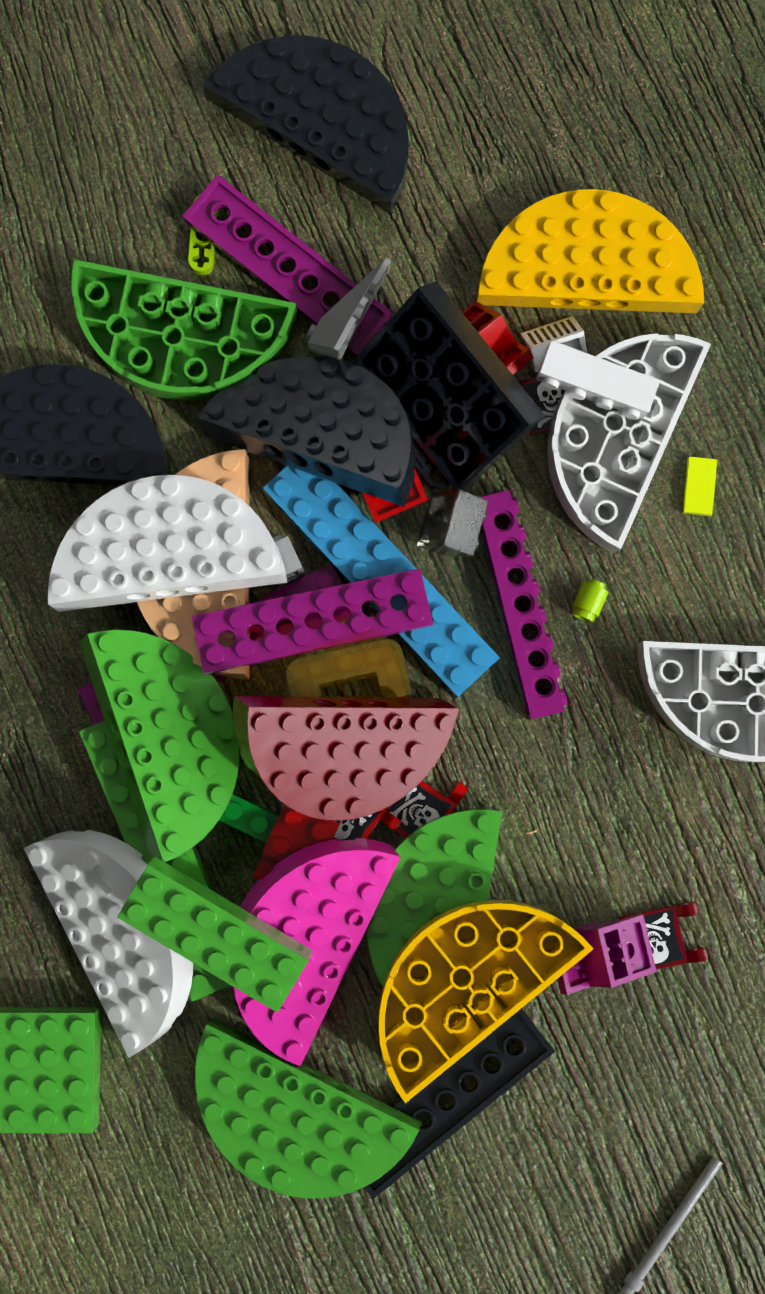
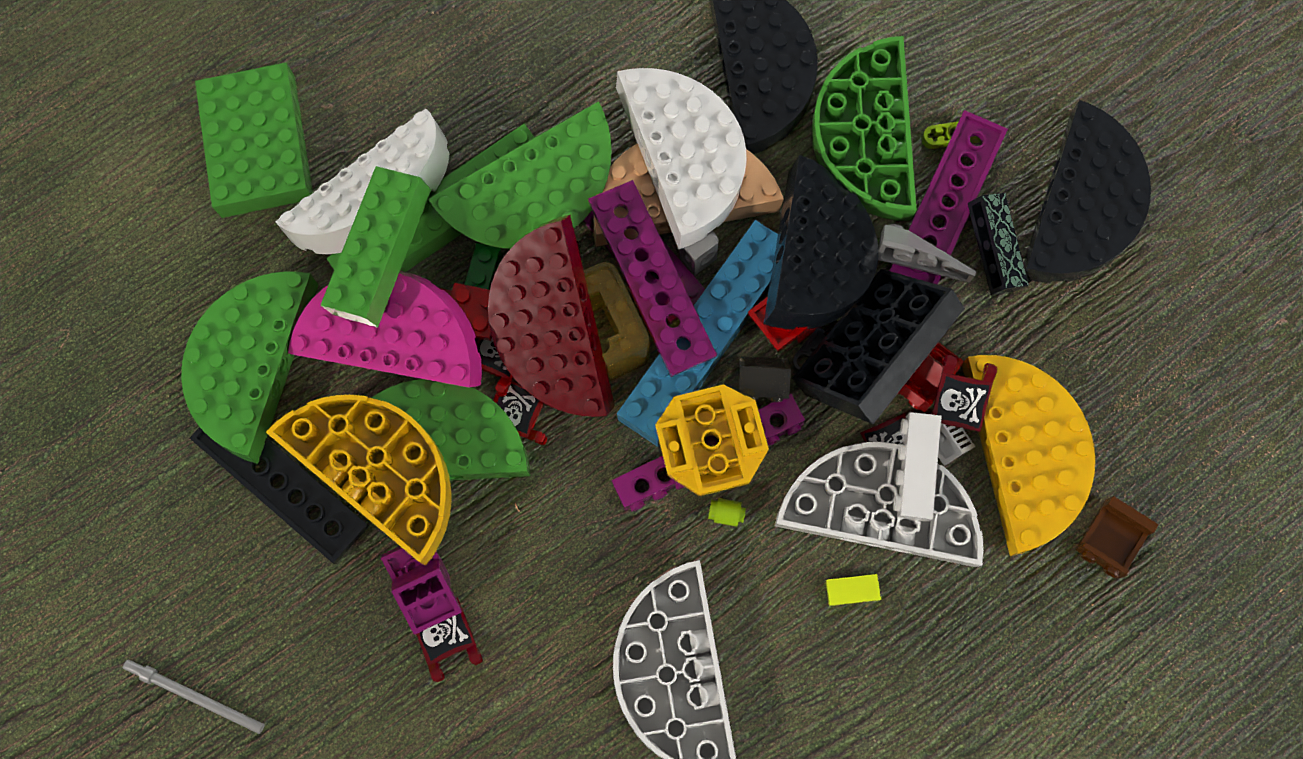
camera: 85 degrees right, 10 degrees down
(353, 225) = (997, 243): none -> black brick
(524, 565) = (715, 413): none -> yellow piece
(528, 313) = (963, 399): none -> flag
(702, 199) = (1115, 537): none -> reddish brown panel

